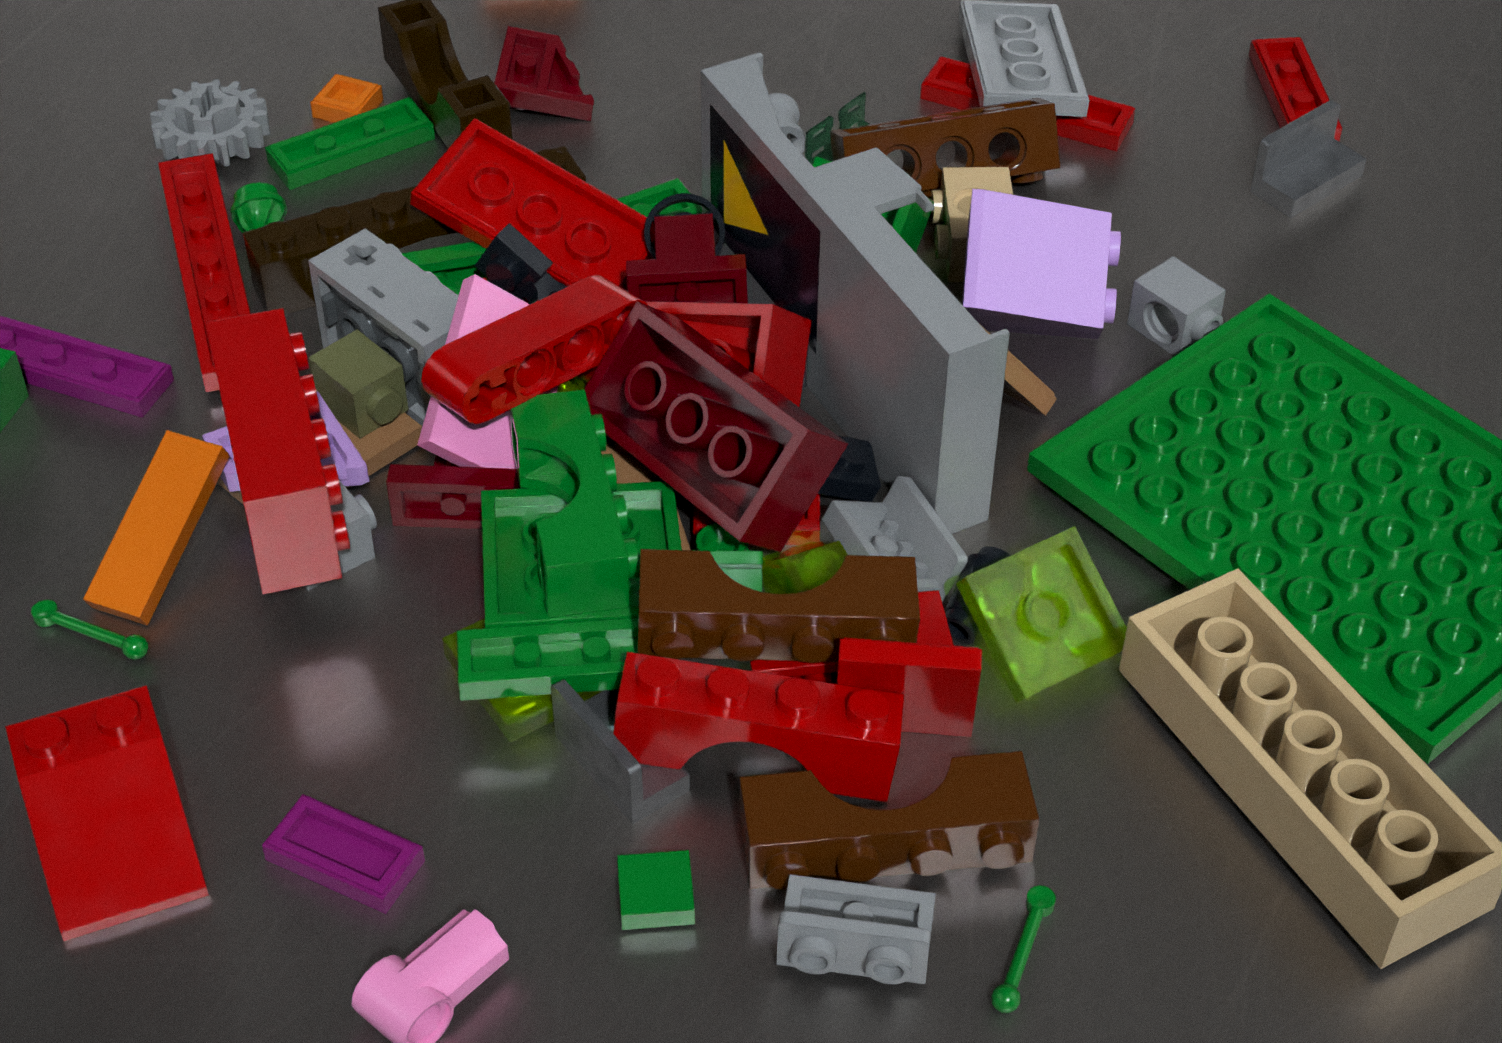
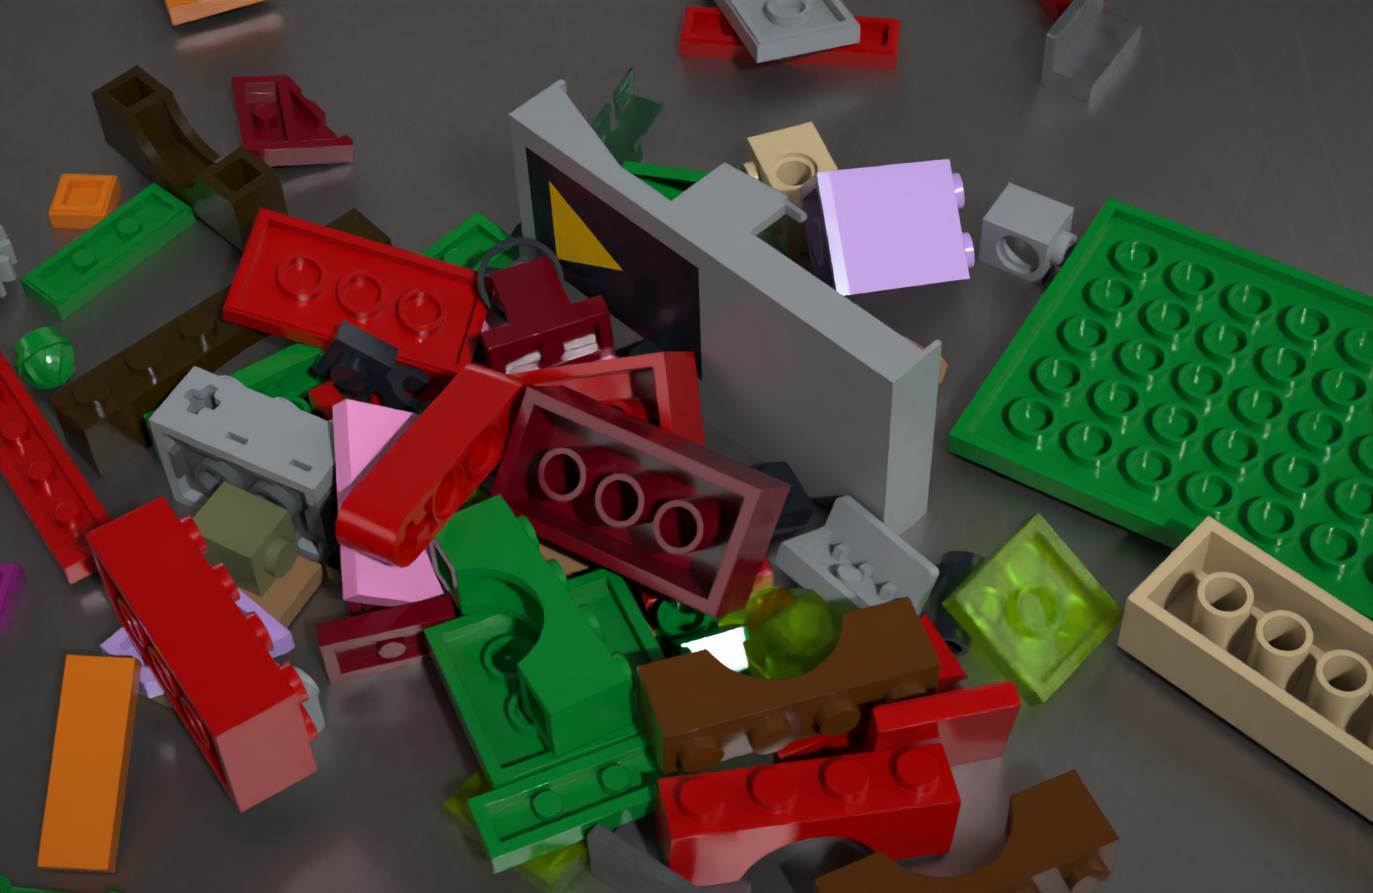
camera: 15 degrees left, 5 degrees up
(1026, 124) = (819, 95): reddish brown brick -> none

